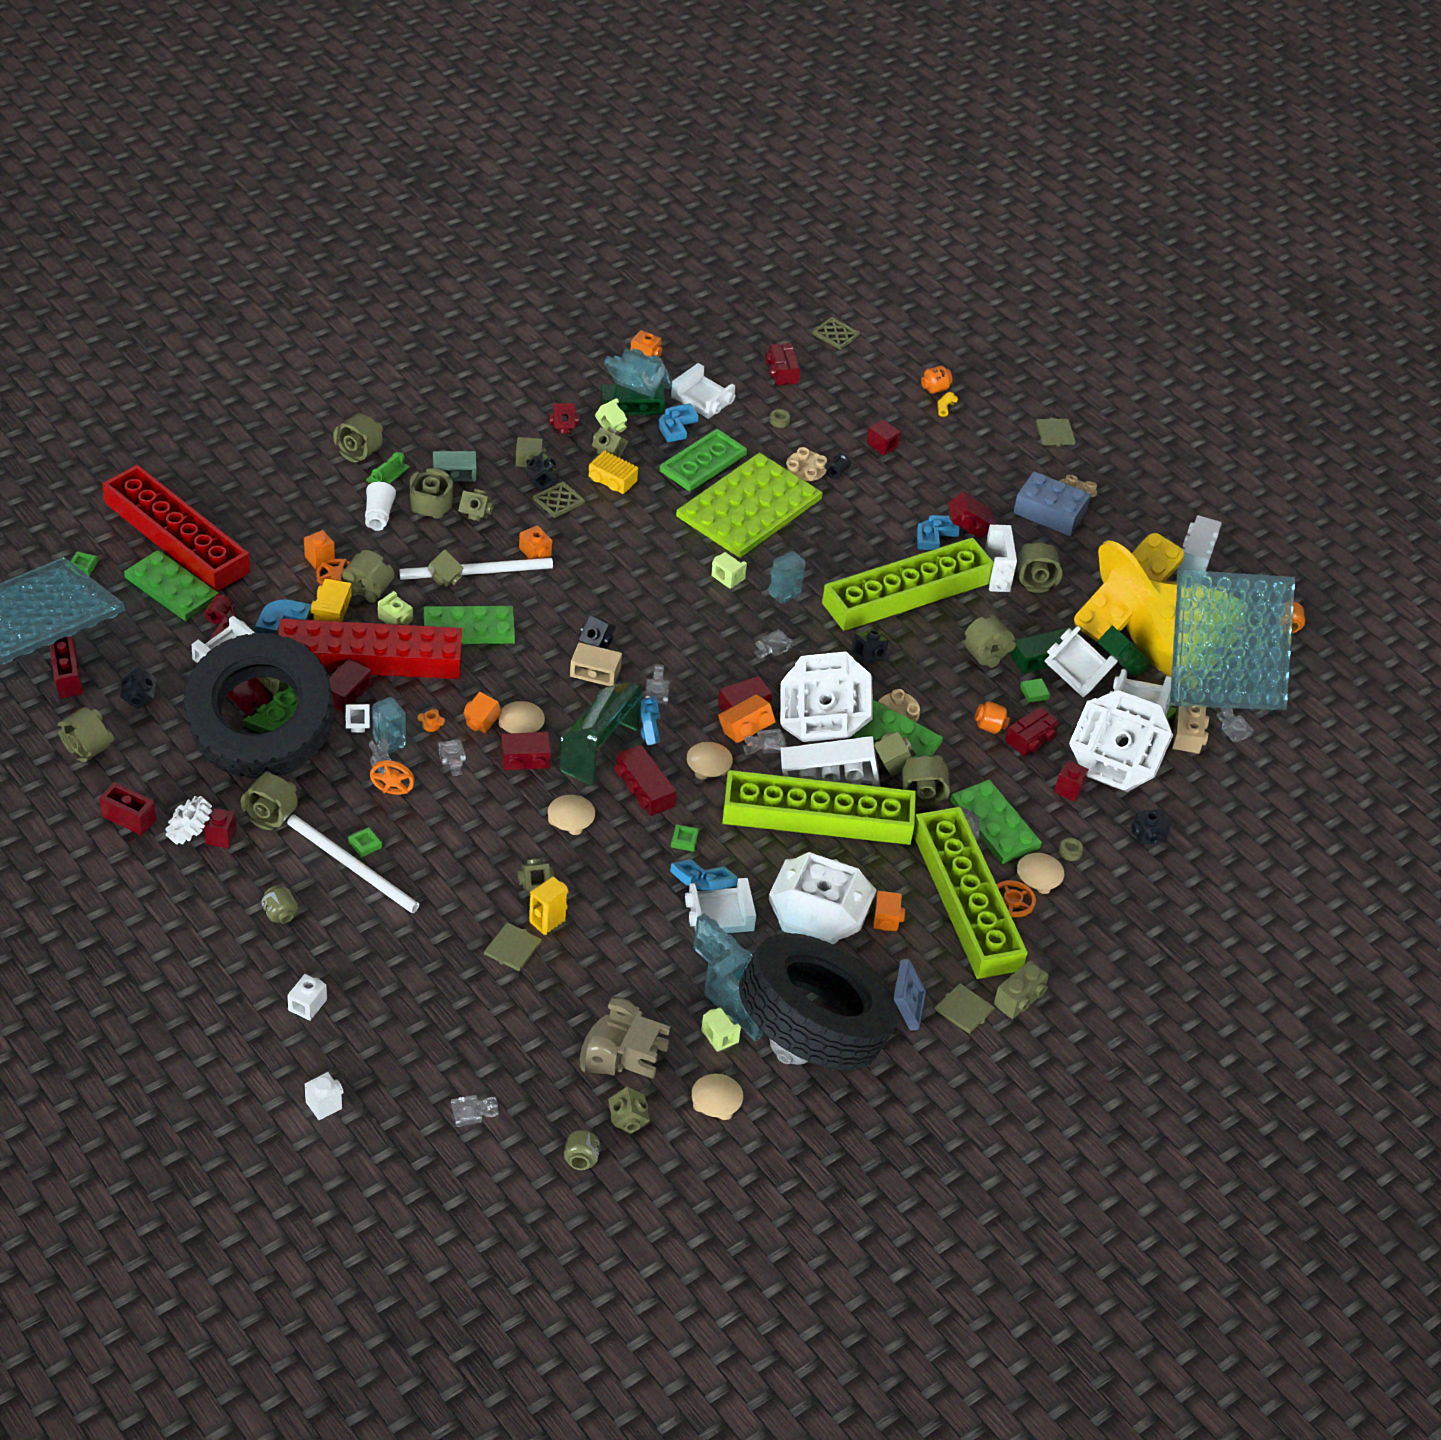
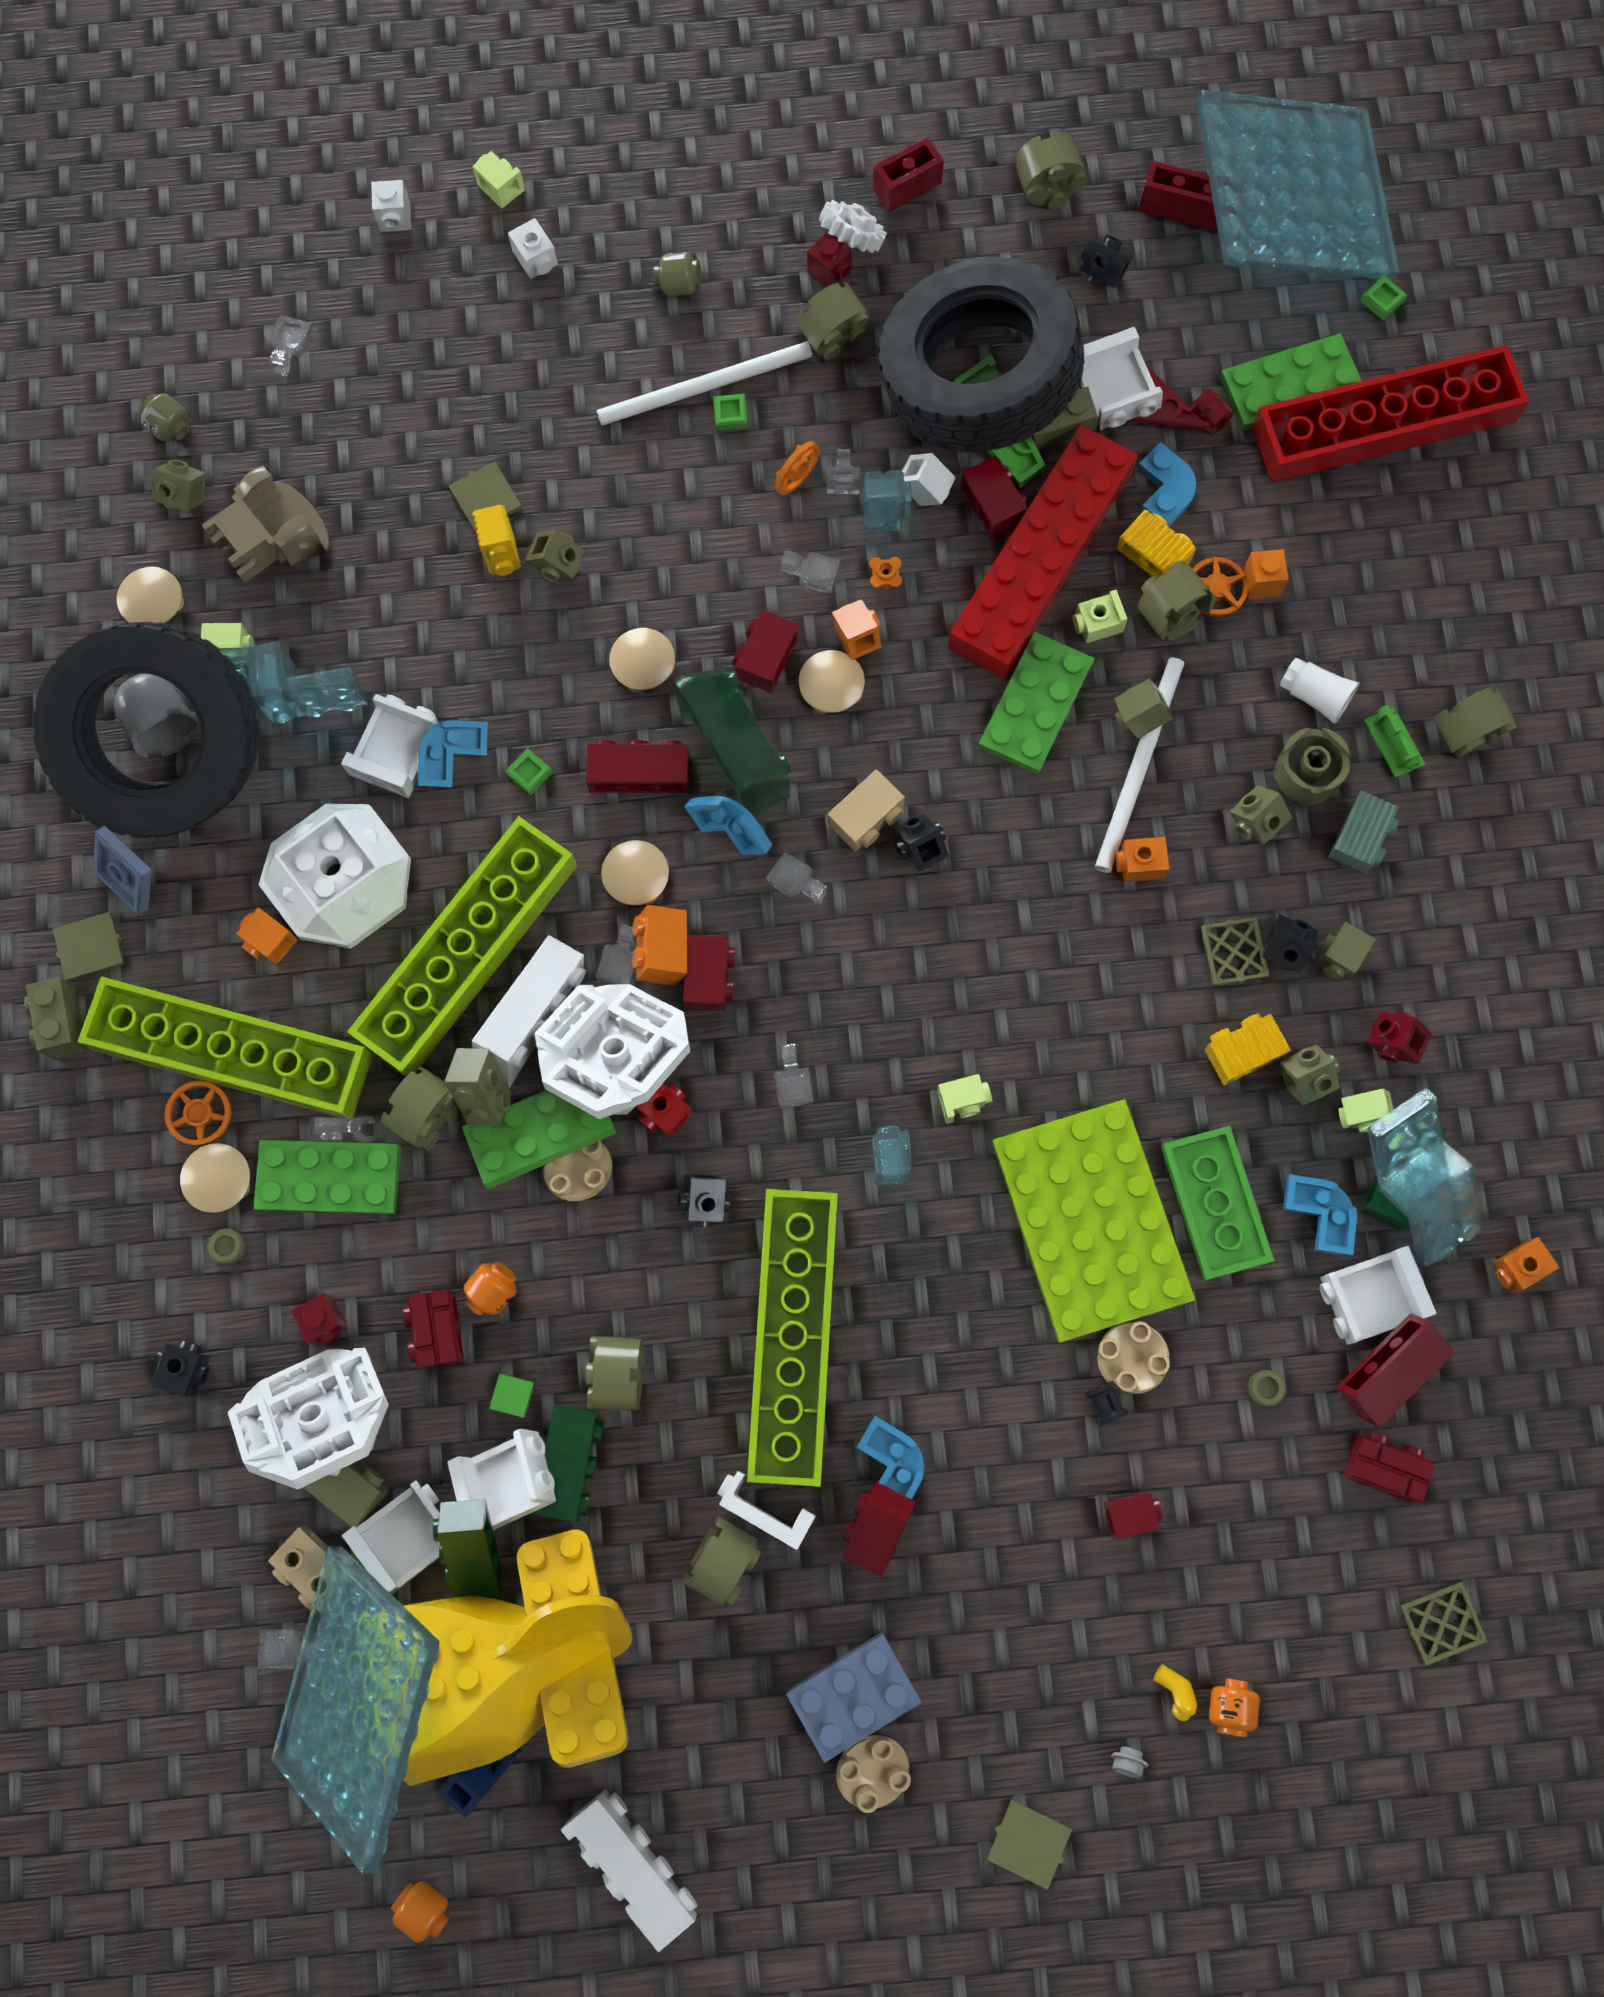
camera: 130 degrees right, 30 degrees up
(260, 1044) = (498, 179): none -> yellowish green brick
(735, 372) = (1395, 1370): none -> dark red brick
(991, 408) = (1129, 1762): none -> light grey plate

